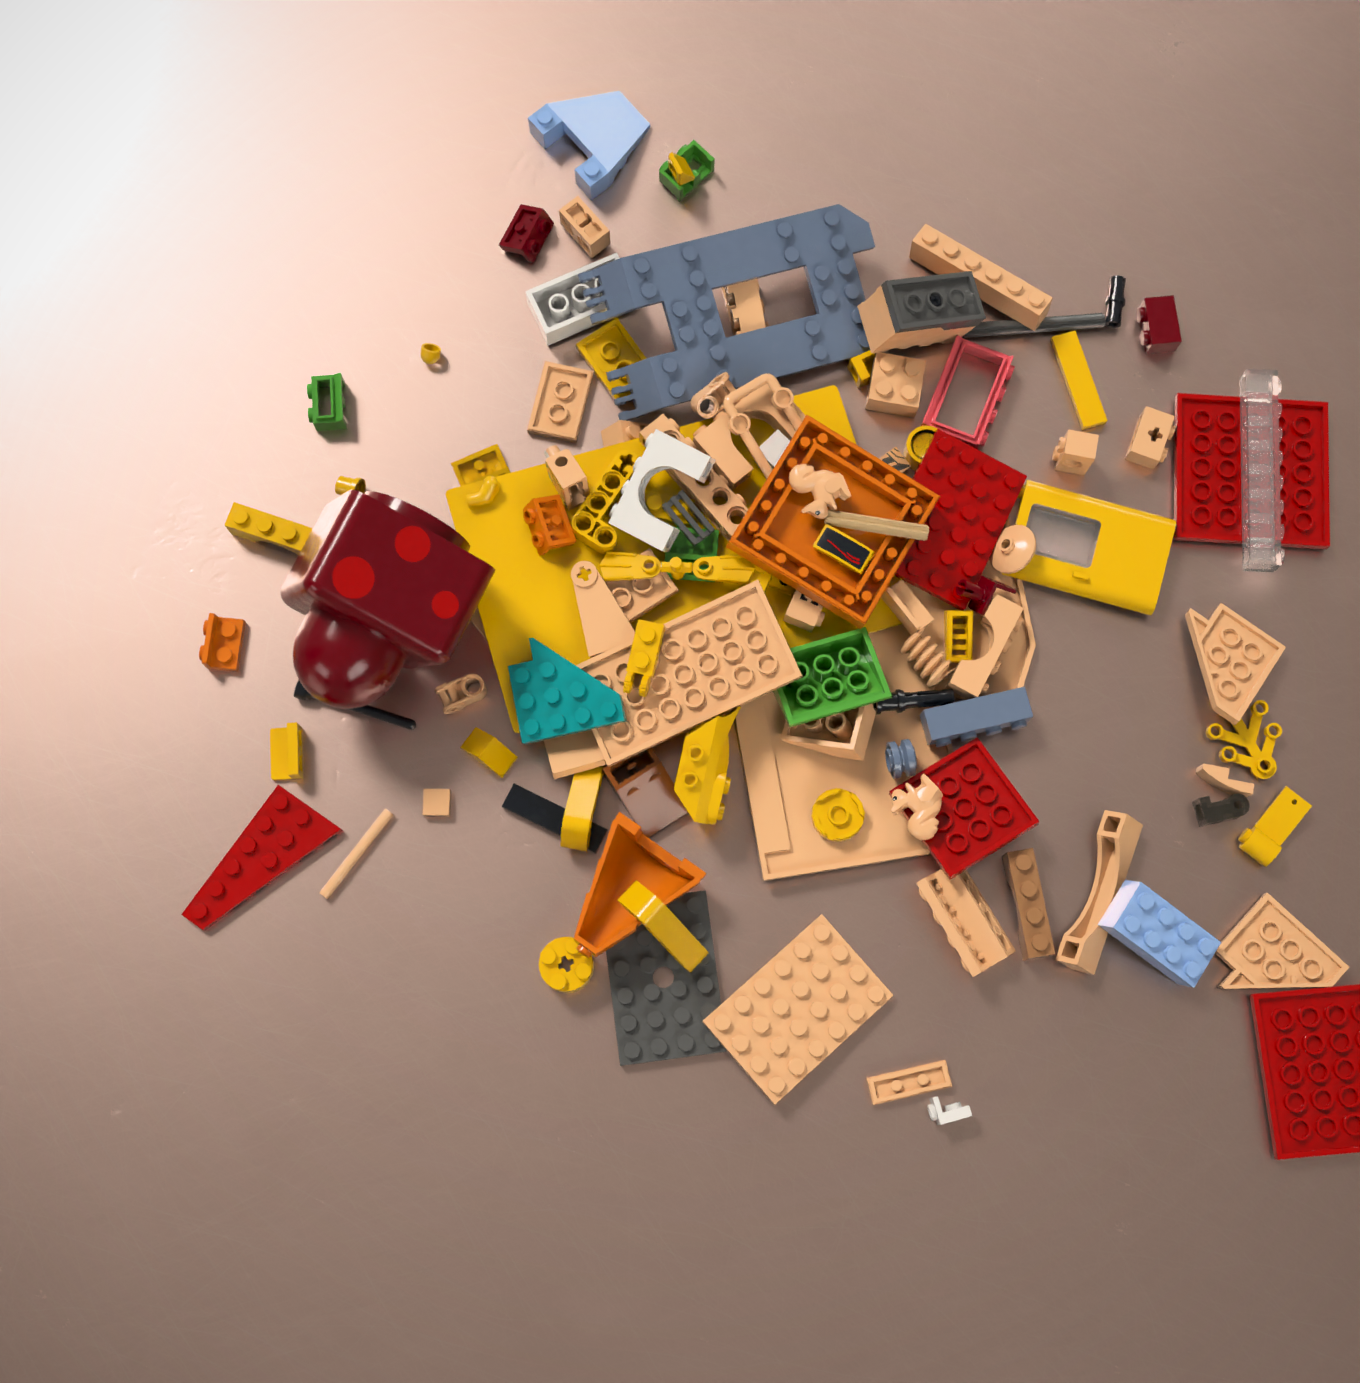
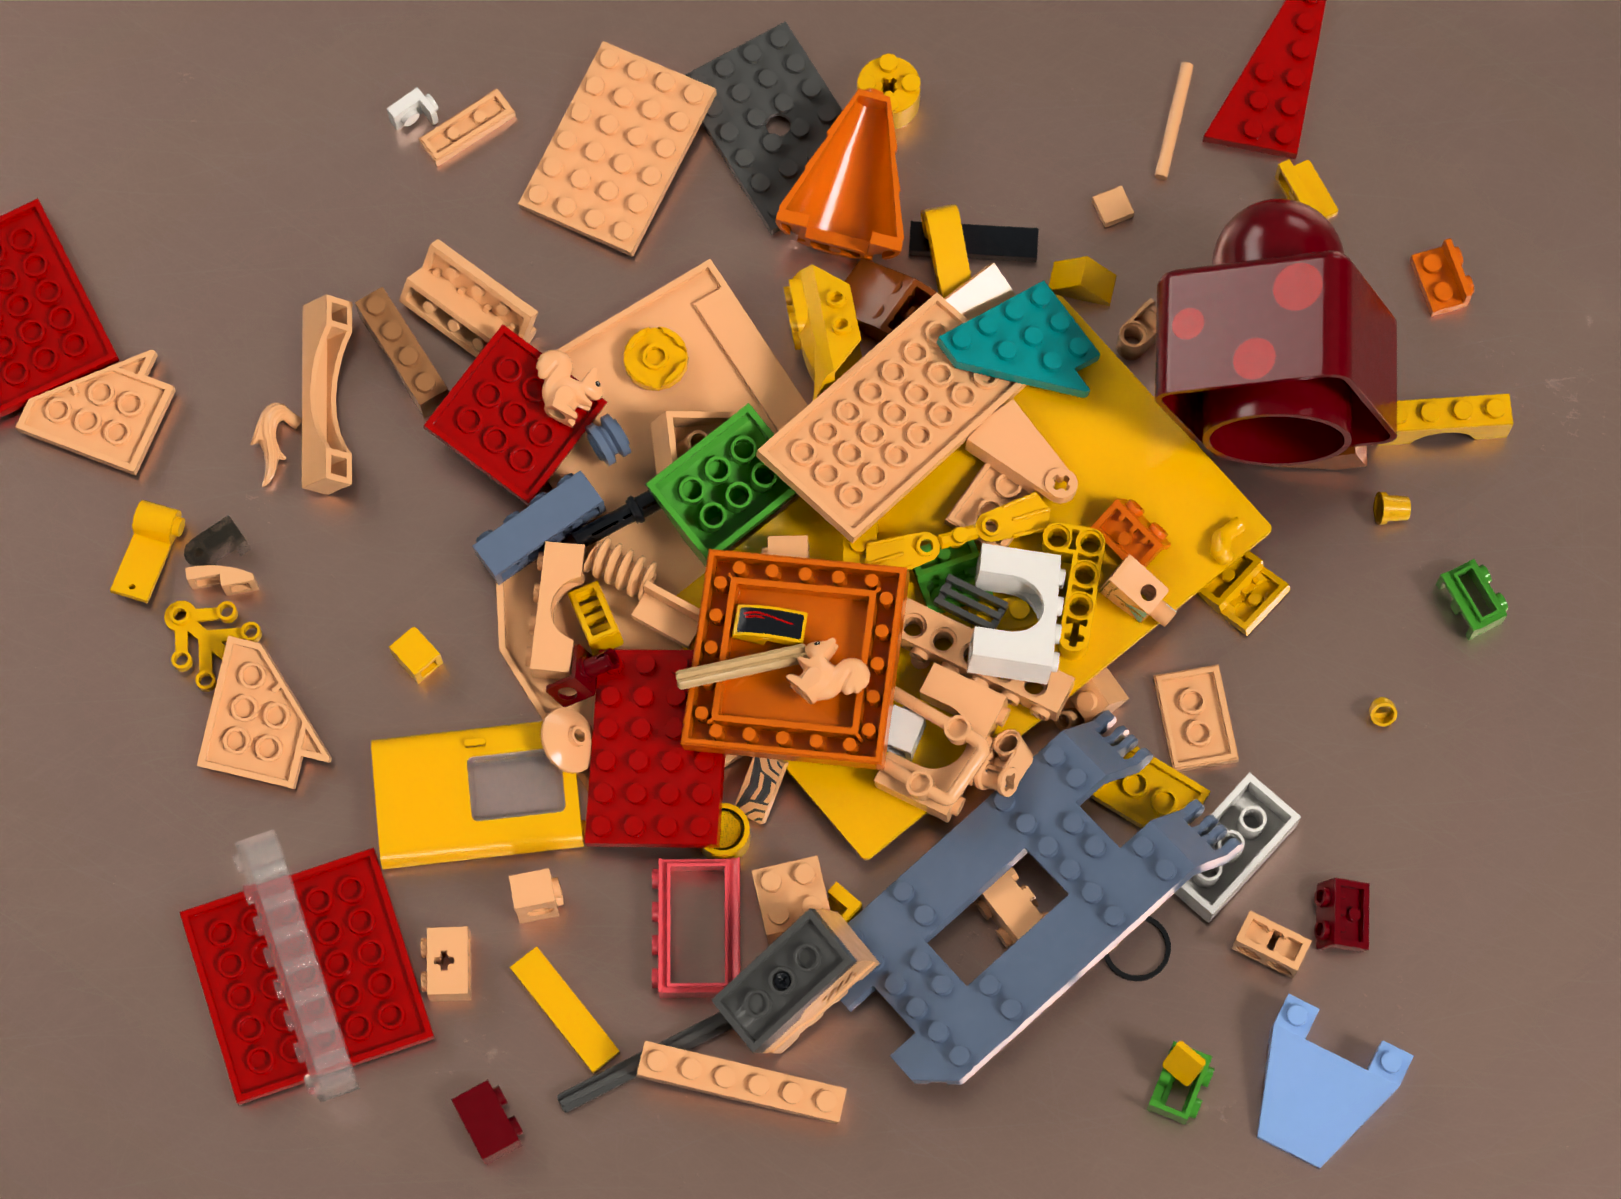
camera: 160 degrees right, 5 degrees down
(644, 655) = (948, 413): yellow hinge -> none
(663, 925) = (800, 145): yellow beam -> none
(1100, 662) = (416, 654): none -> yellow panel
(1115, 301) = (555, 1135): black pin -> none
(1155, 878) = (266, 435): none -> light nougat piece
(1159, 933) = (244, 368): light blue brick -> none

